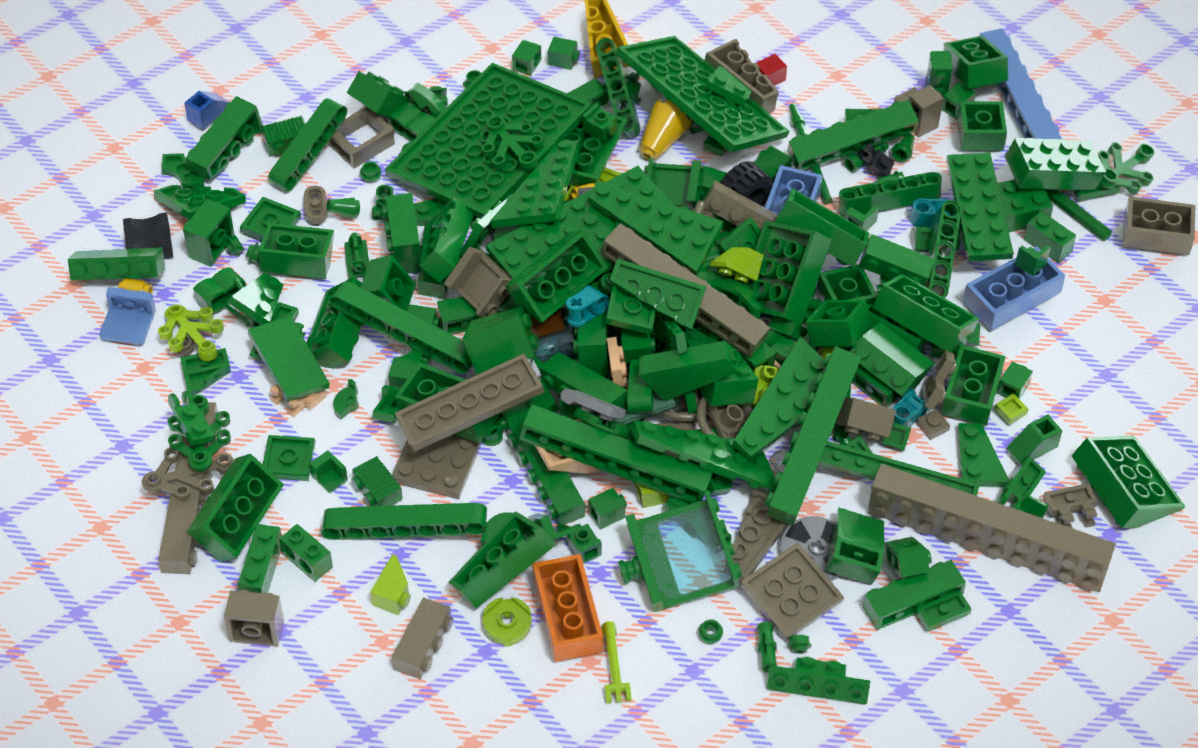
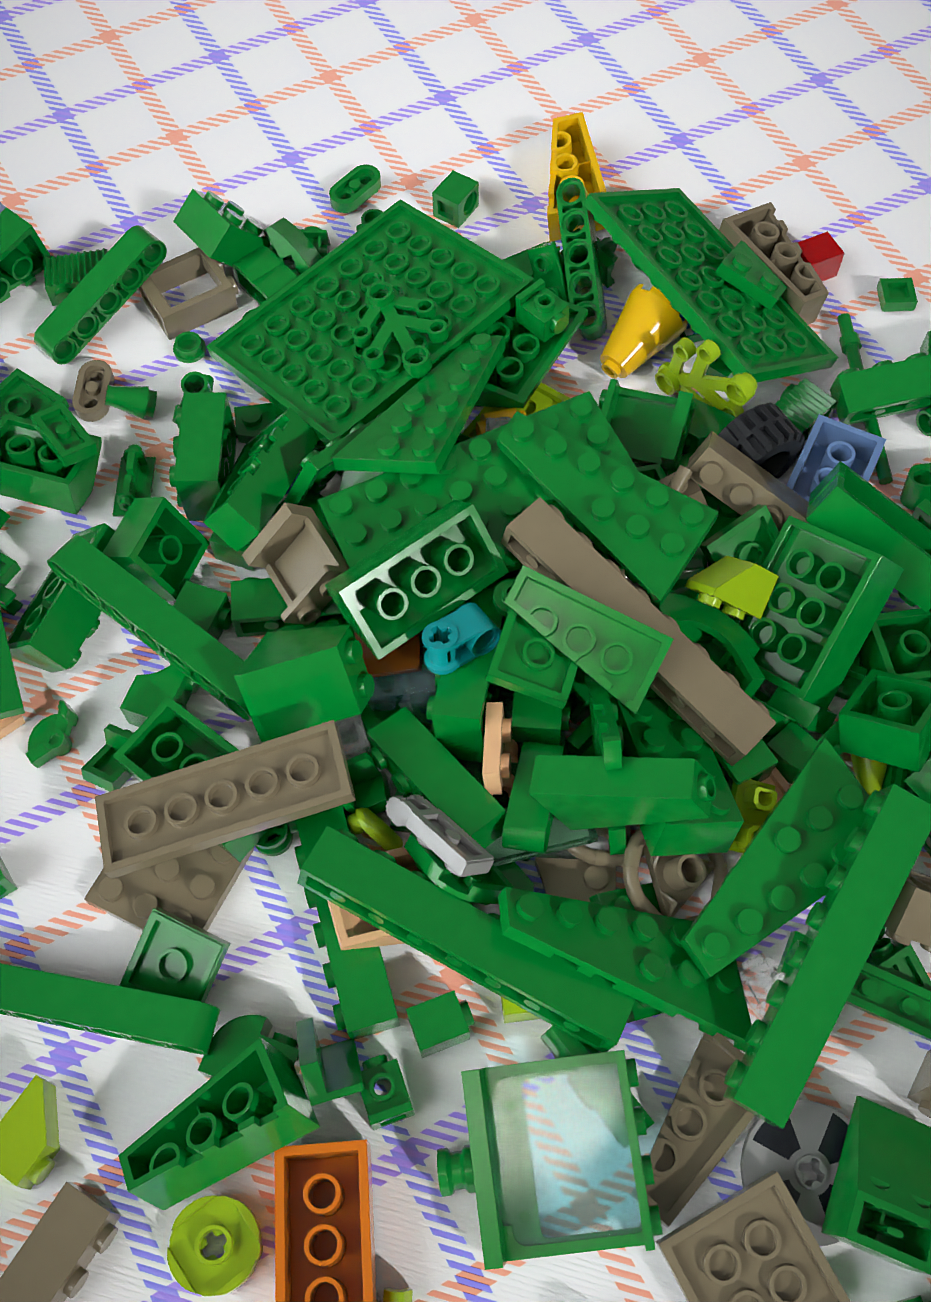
camera: 10 degrees right, 10 degrees up
(314, 229) = (64, 434): none -> green plate
(376, 483) = (53, 912): green brick -> none
(453, 489) = (175, 958): none -> green tile
(456, 57) = (355, 188): none -> green plate
(563, 53) = (510, 198): green brick -> none
(597, 94) = (548, 266): none -> green hinge
(686, 153) = (673, 379): none -> lime plant
(824, 88) = (896, 294): none -> green plate

